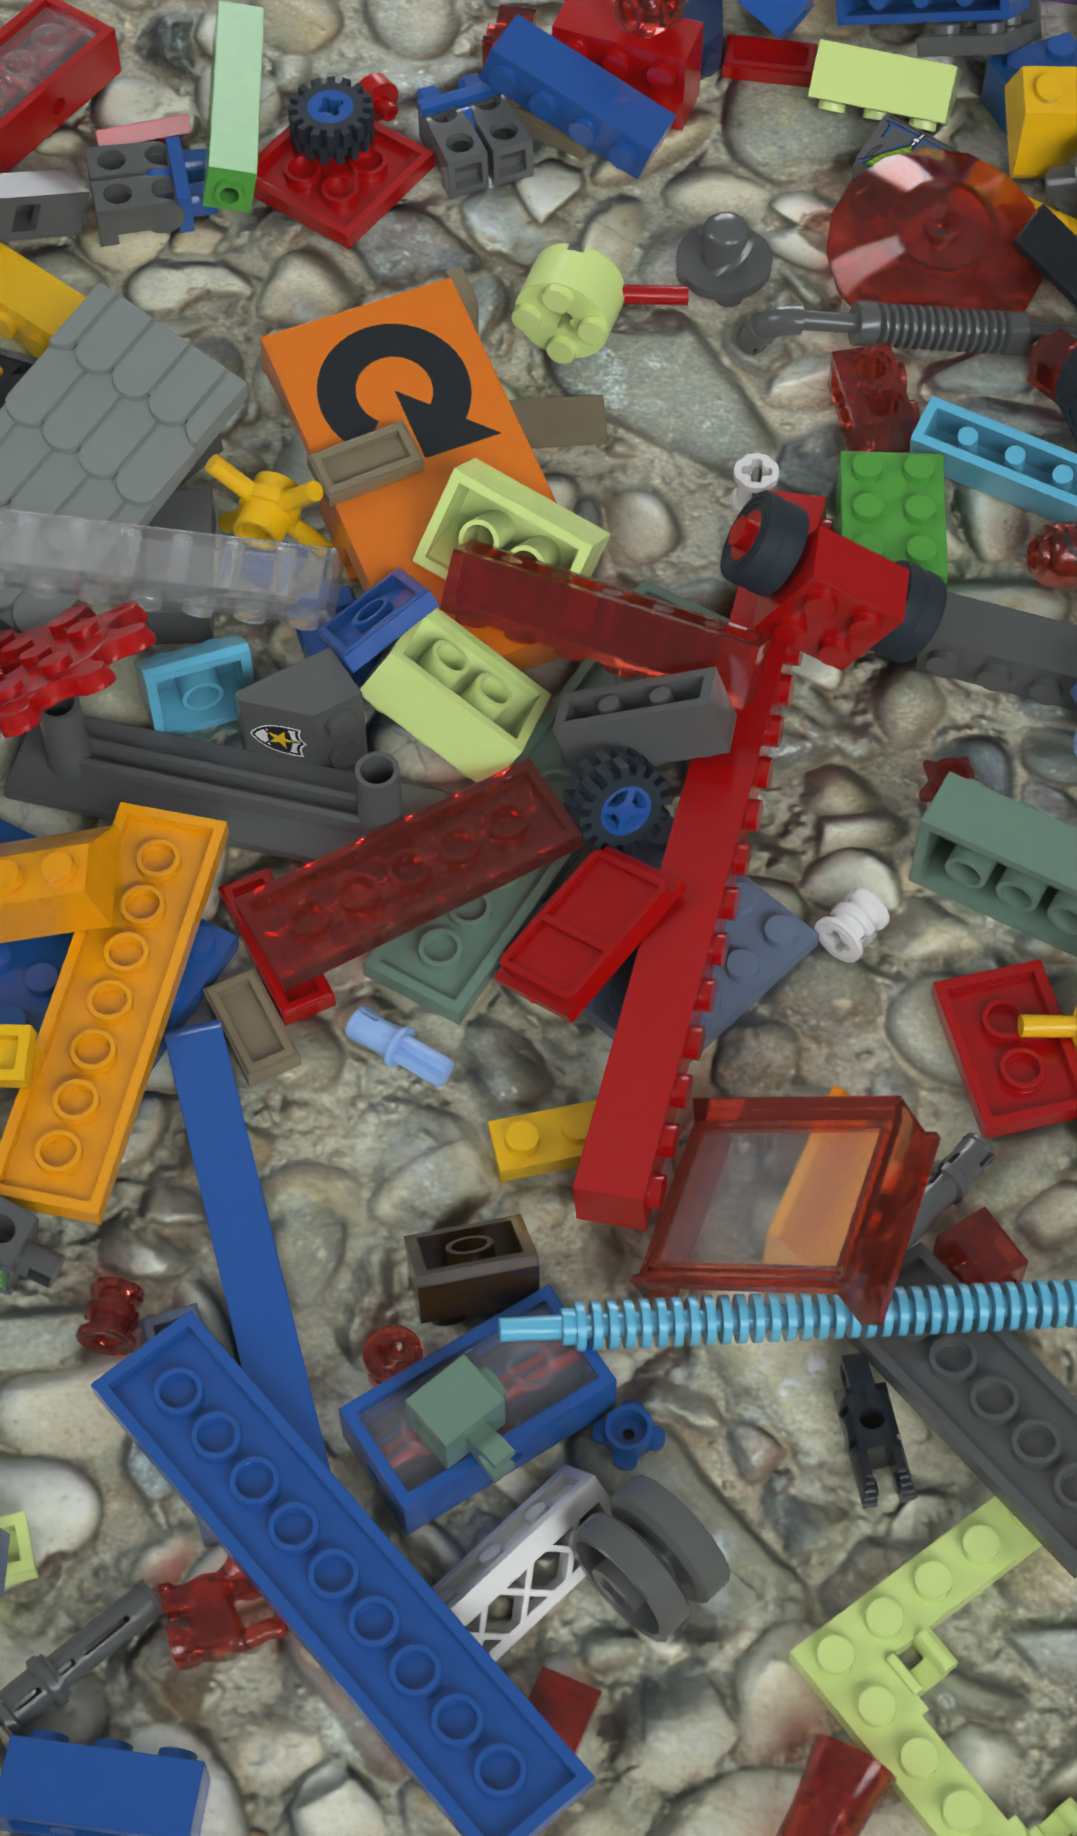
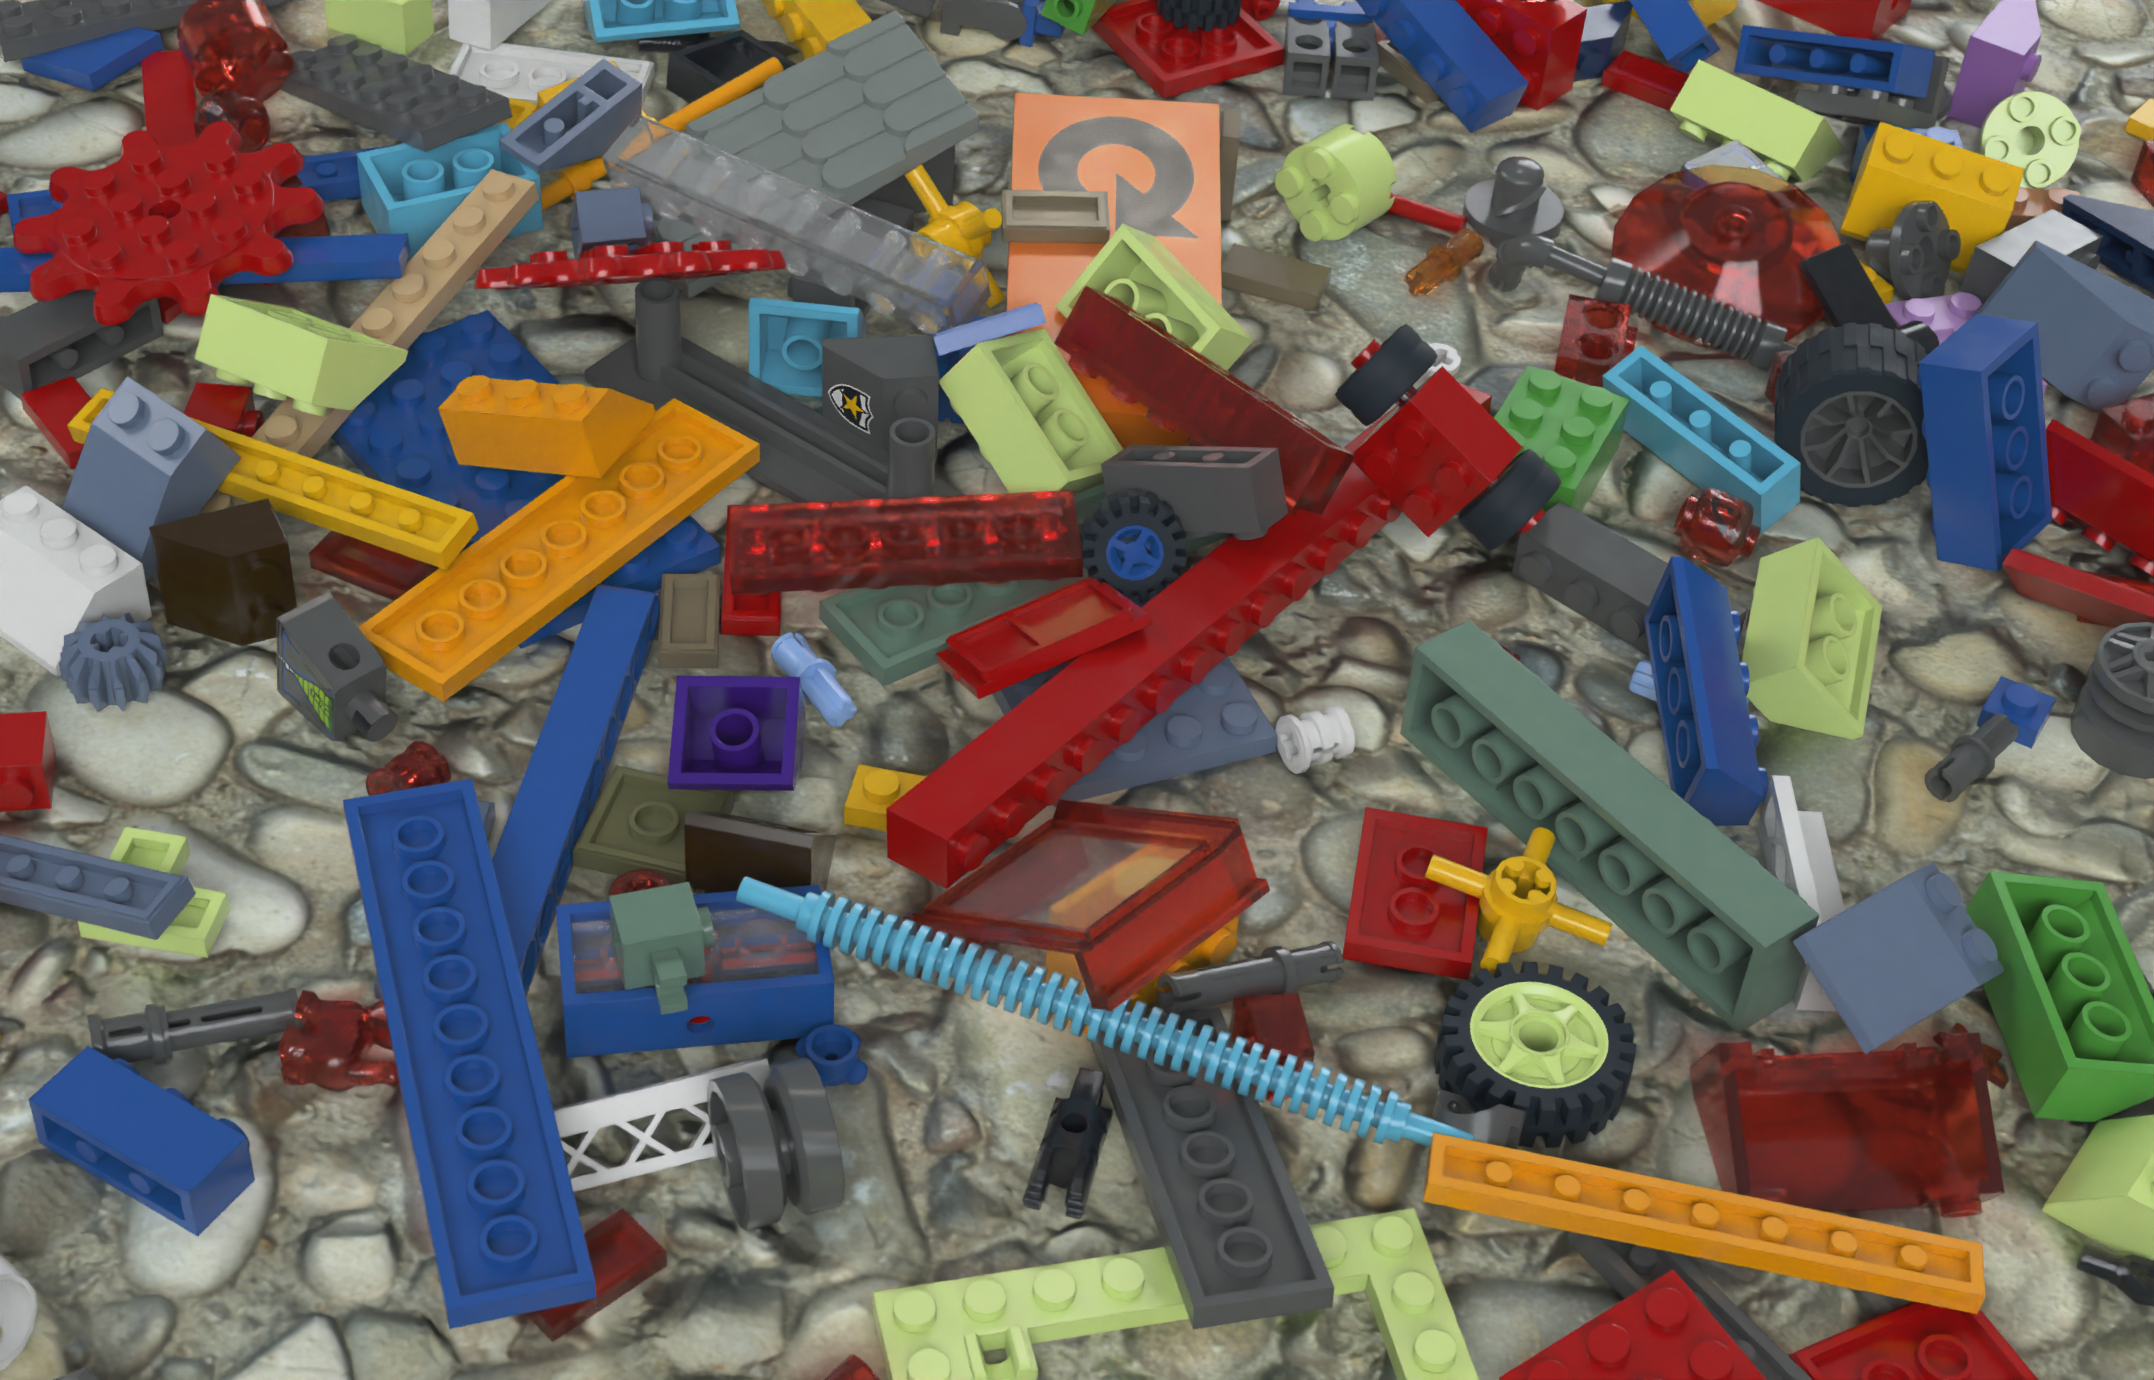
camera: 20 degrees right, 15 degrees down
(346, 1264) = (642, 825): none -> olive tile
(381, 1151) = (737, 733): none -> dark purple slope
(695, 347) = (1444, 262): none -> clear orange axle

